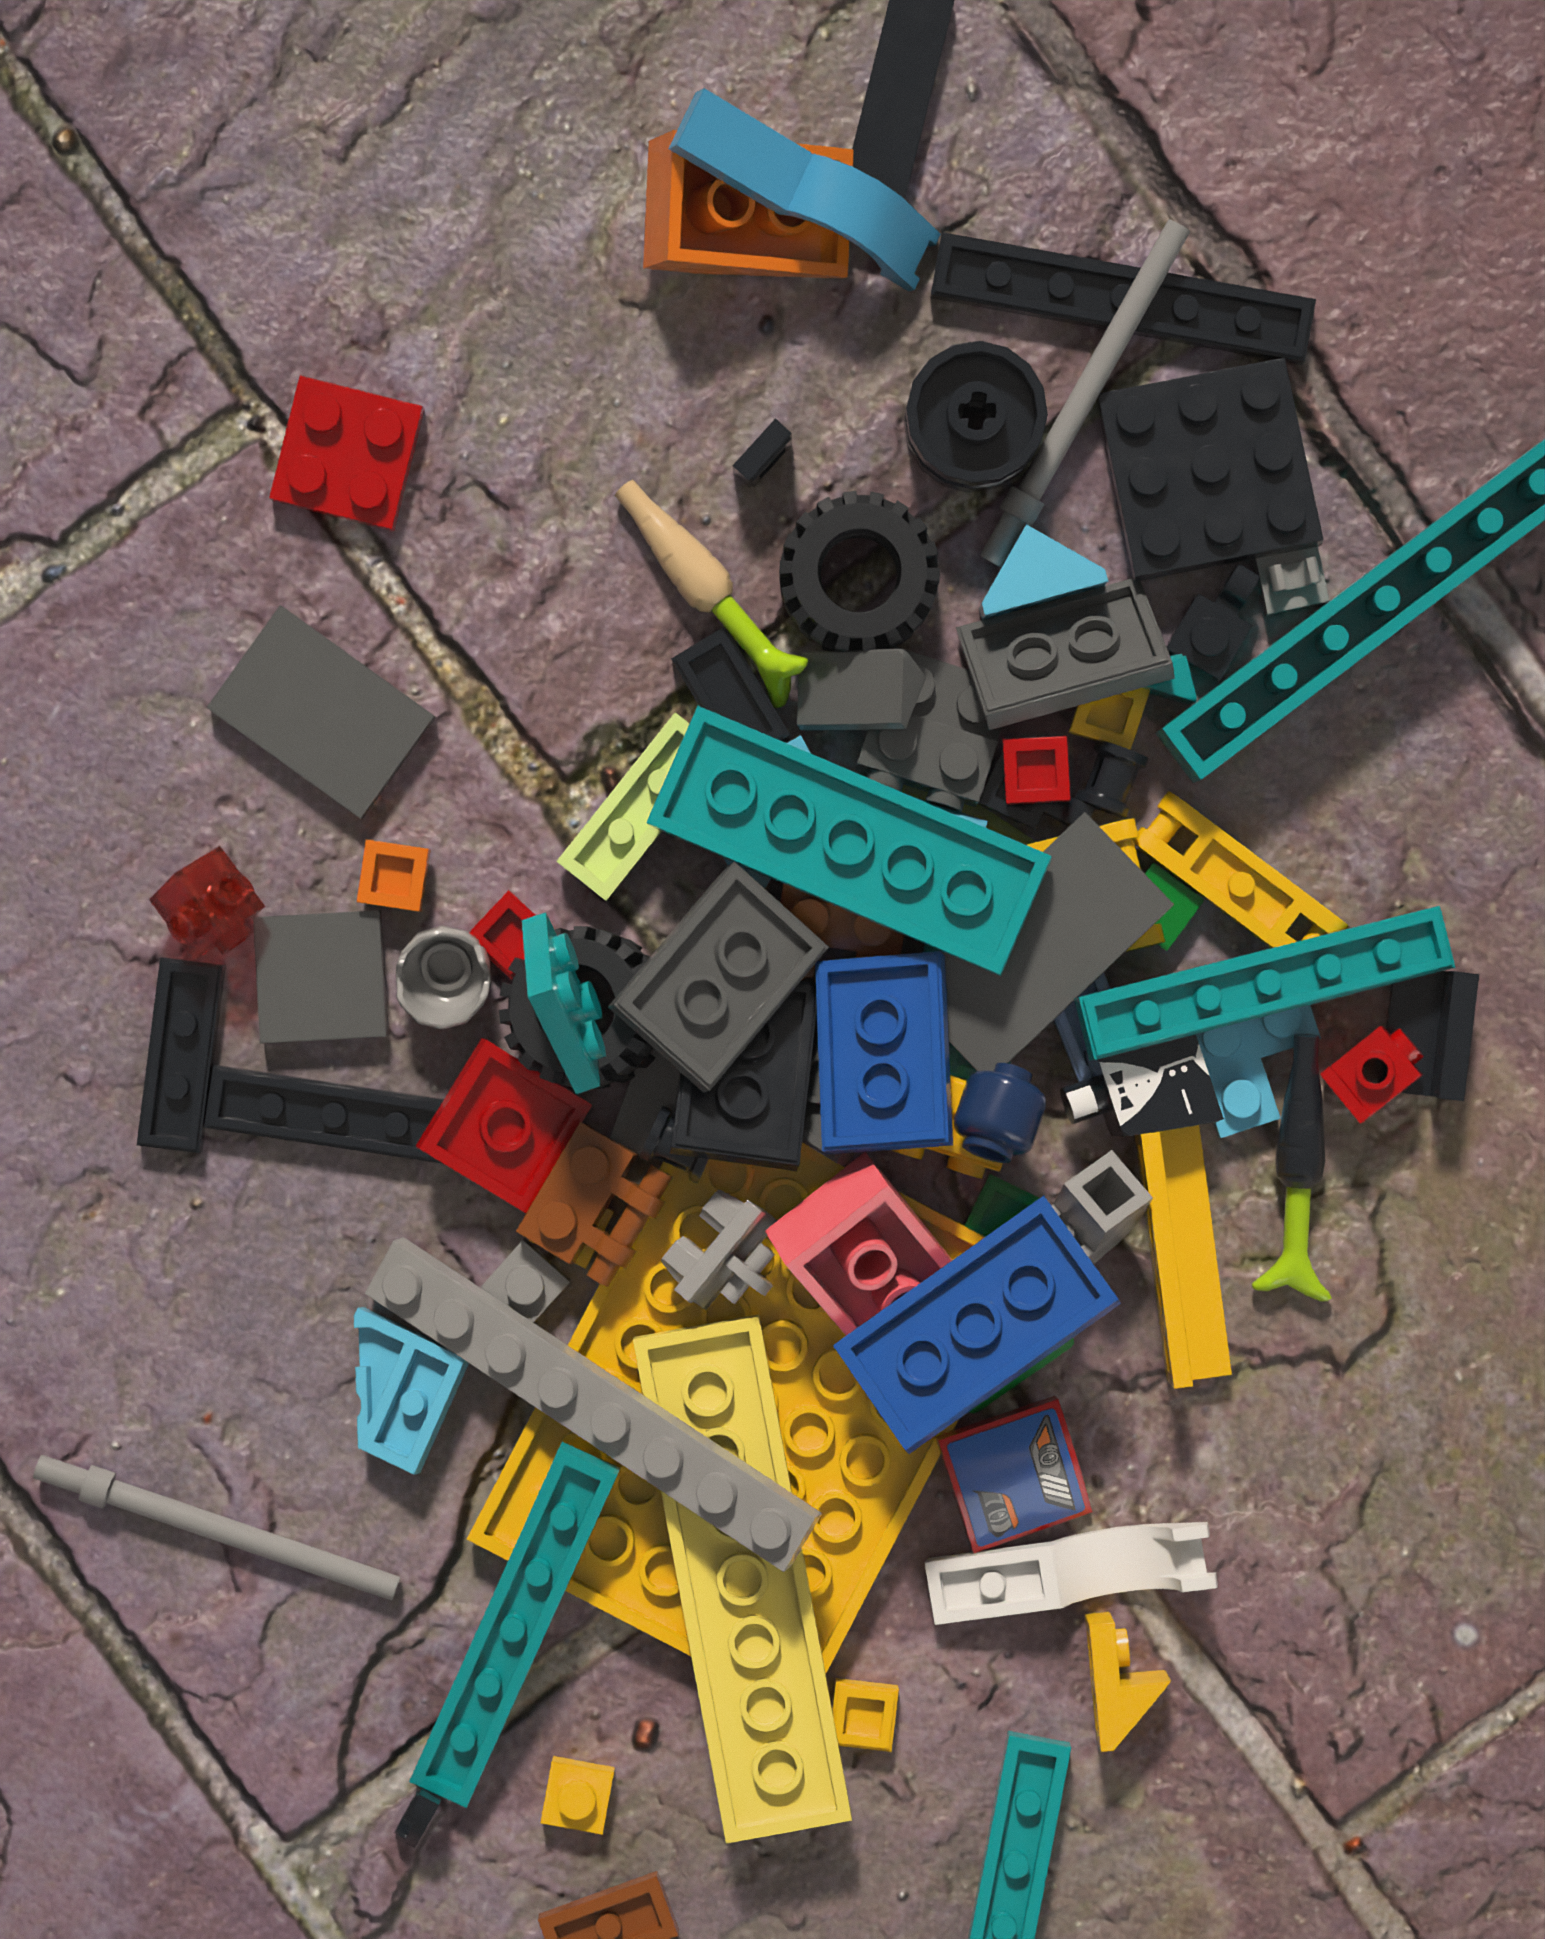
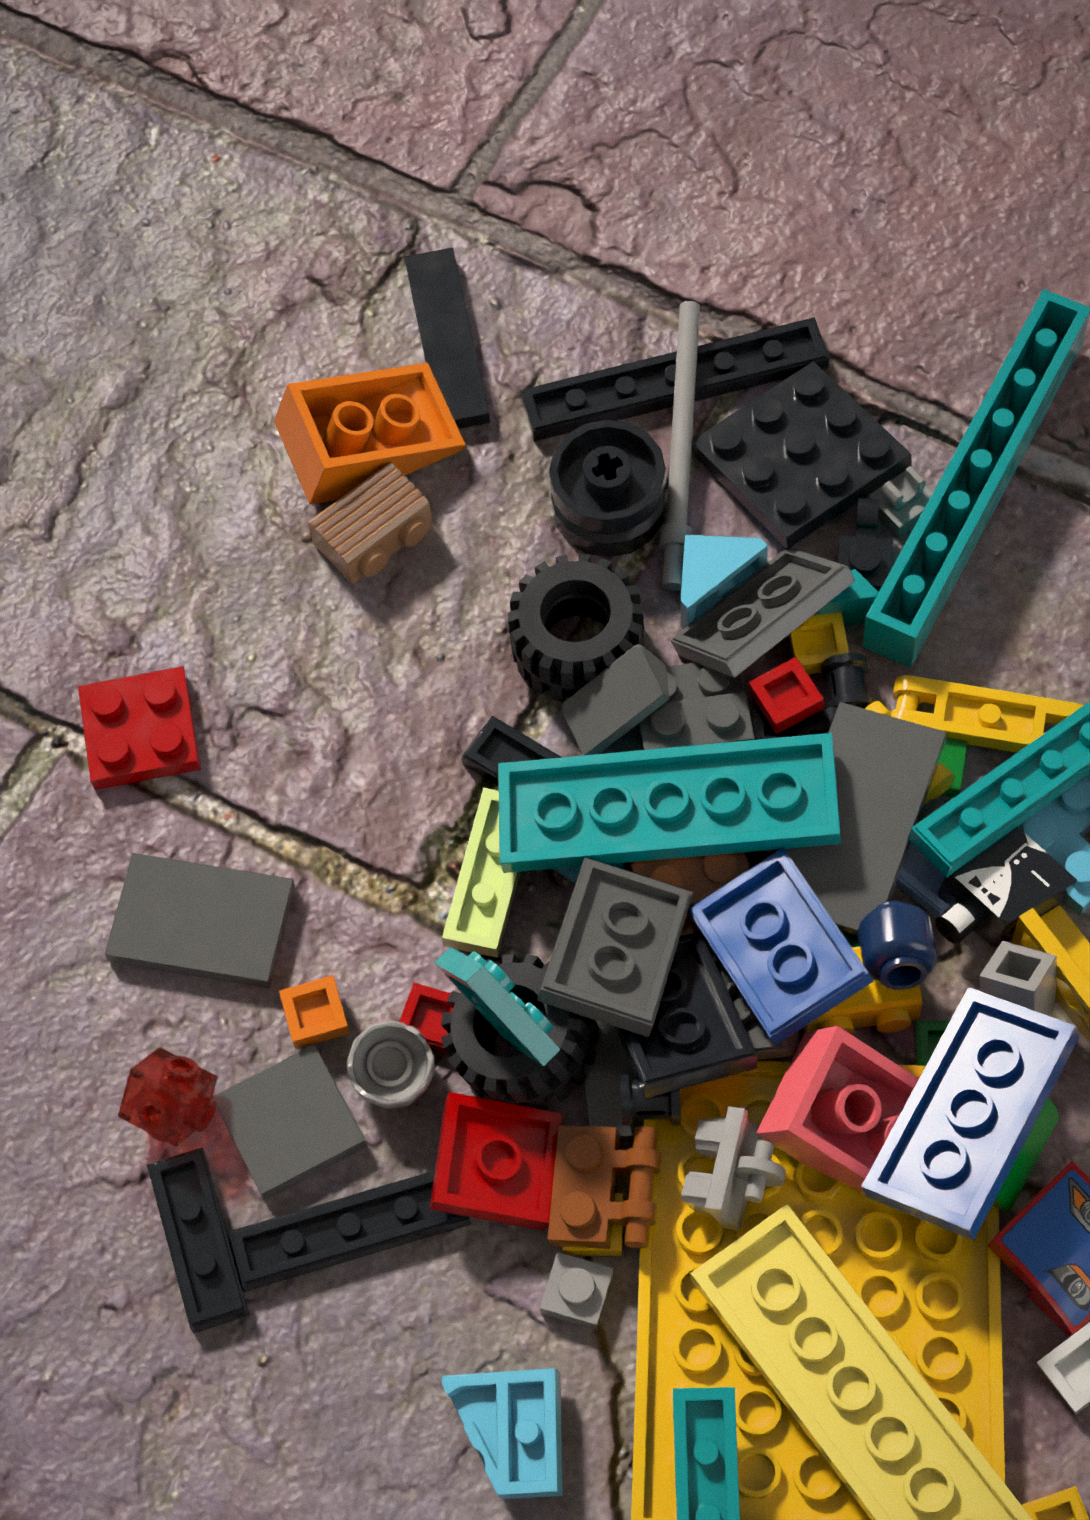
camera: 20 degrees left, 25 degrees down
(593, 1404) = (687, 1344): light grey plate -> none
(700, 330) = (371, 523): none -> medium nougat brick
(708, 588) = (466, 694): tan piece -> none
(763, 454) = (461, 584): black tile -> none
(804, 185) = (391, 387): dark azure piece -> none

